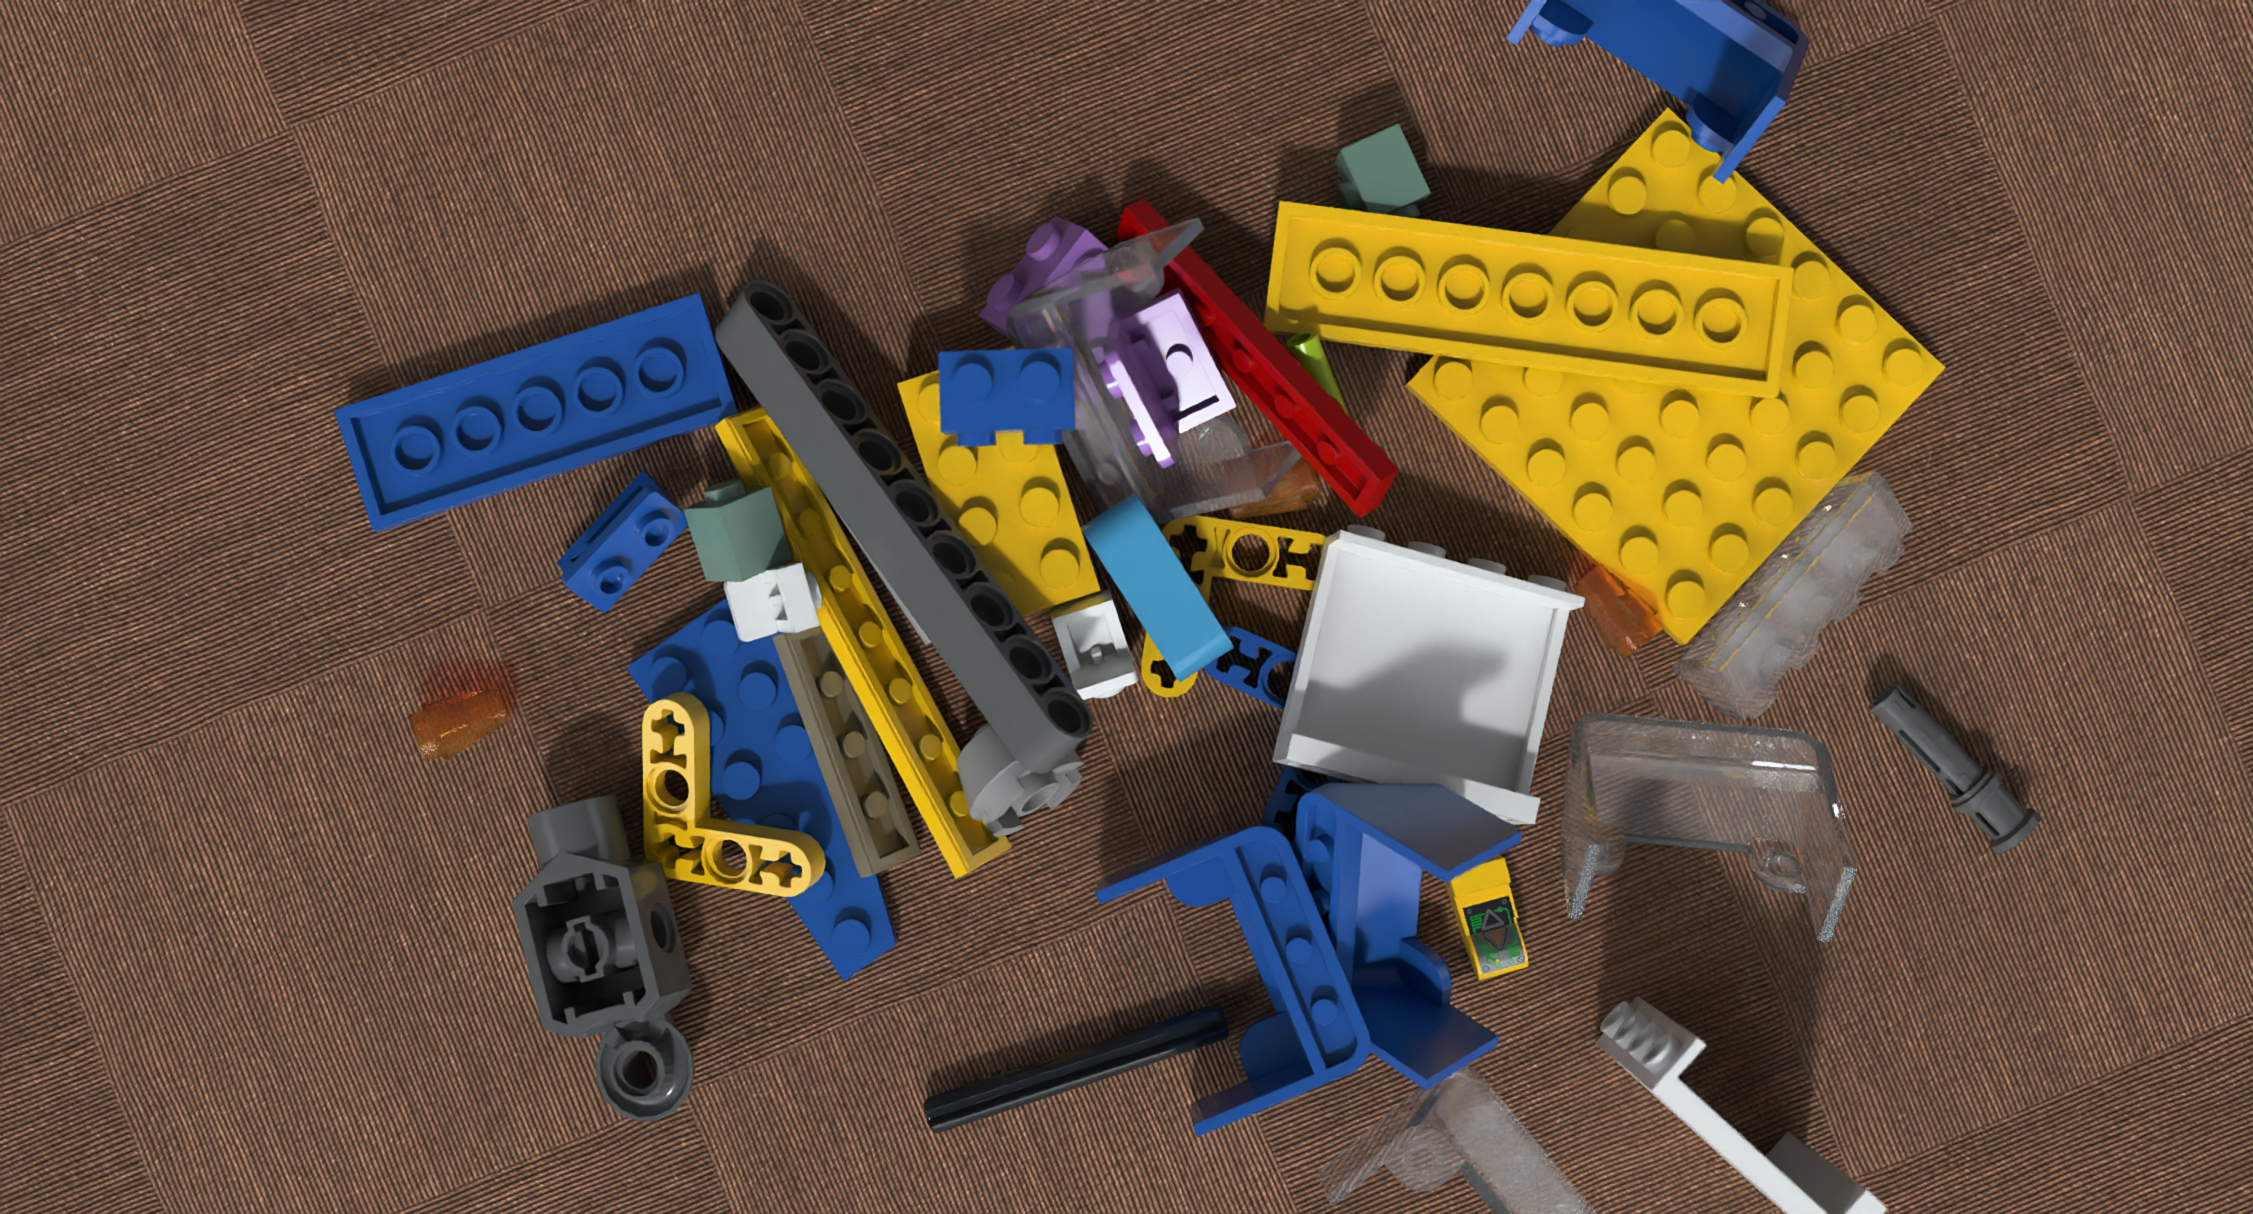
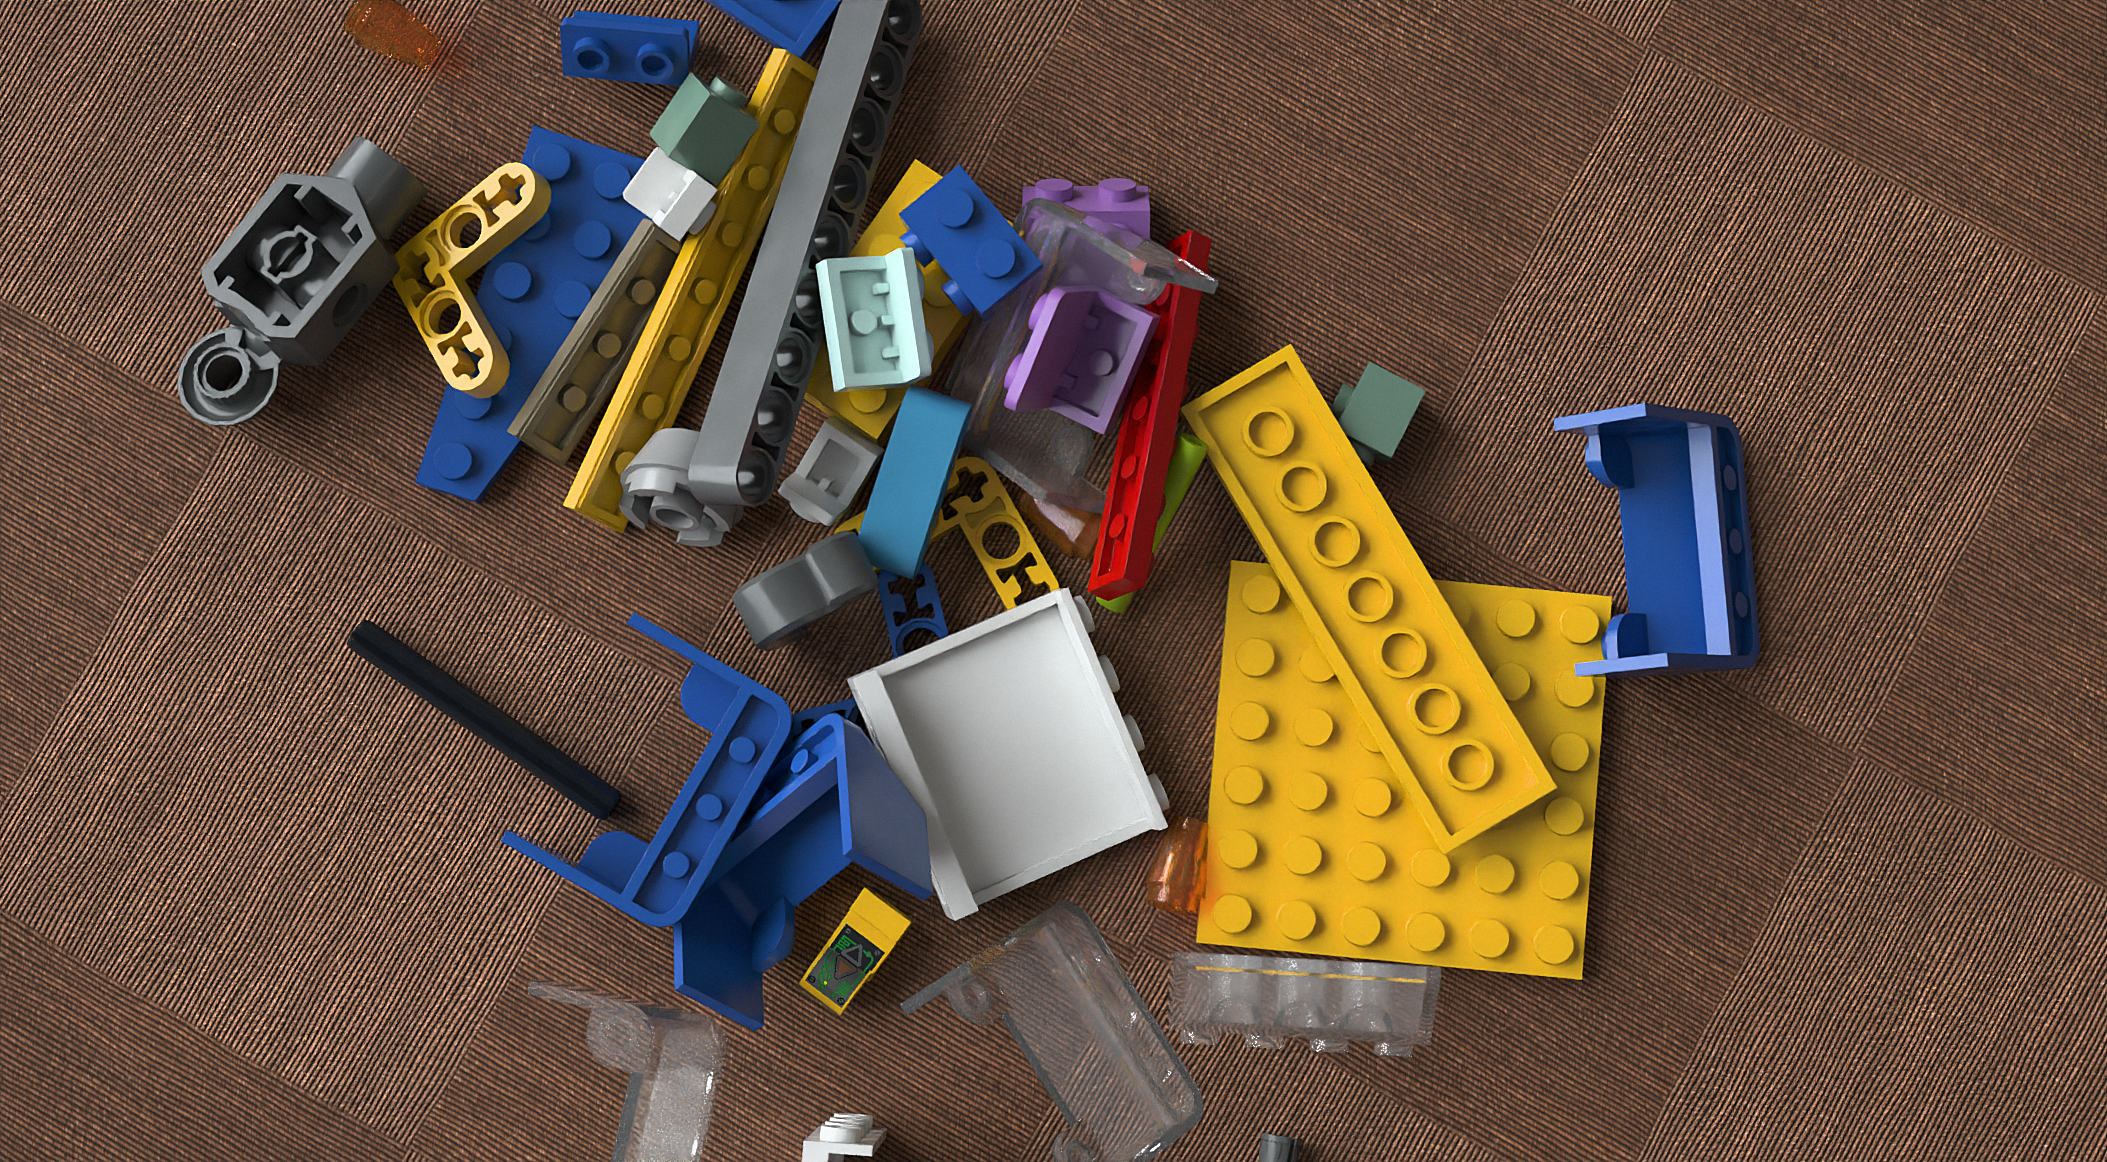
camera: 55 degrees right, 5 degrees down
(1010, 518) = (875, 321): none -> light aqua bracket
(1180, 739) = (805, 590): none -> dark grey animal

